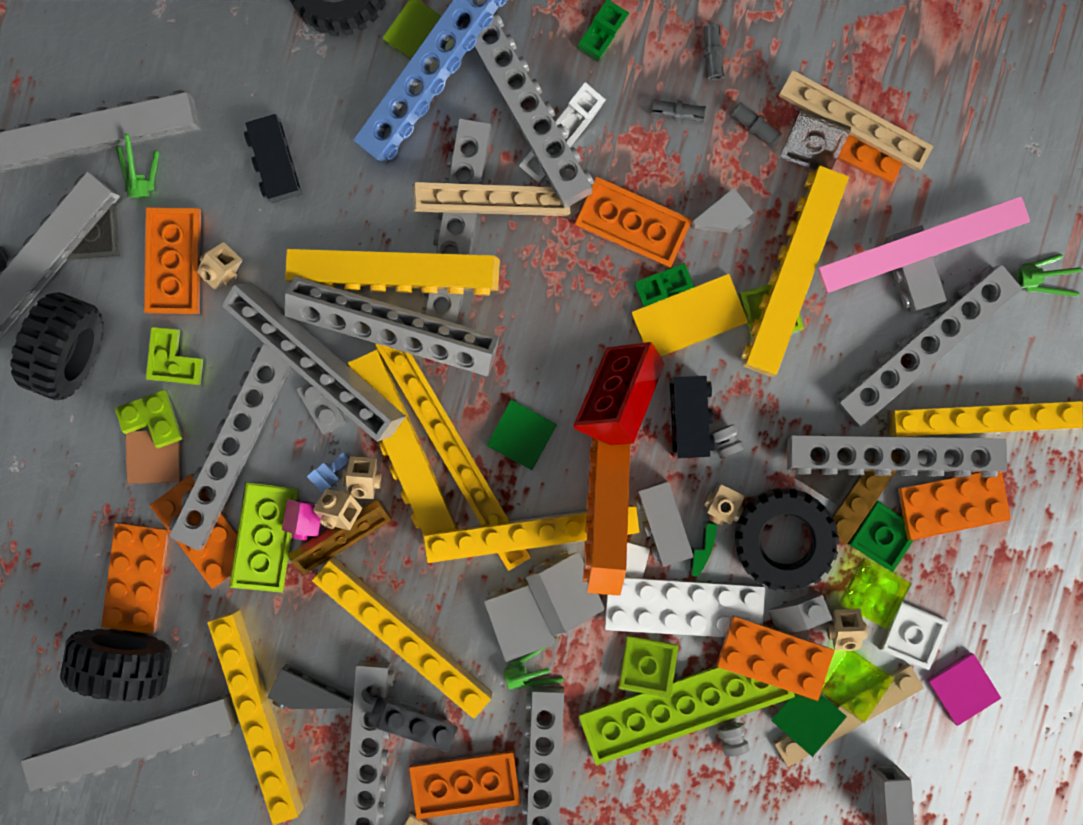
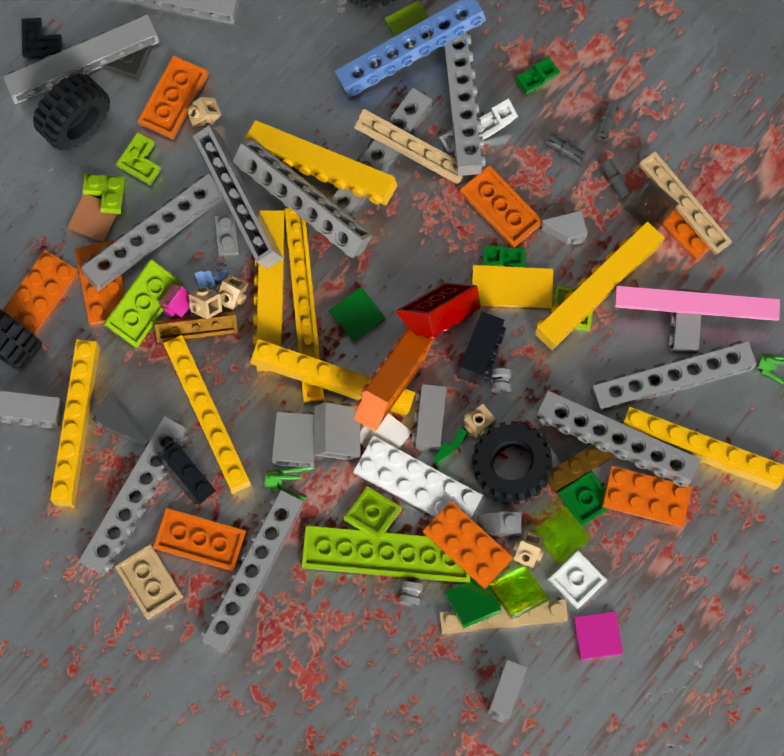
camera: 25 degrees right, 15 degrees down
(136, 185) = (173, 38): bright green plant -> none
(272, 158) = (273, 61): black brick -> none

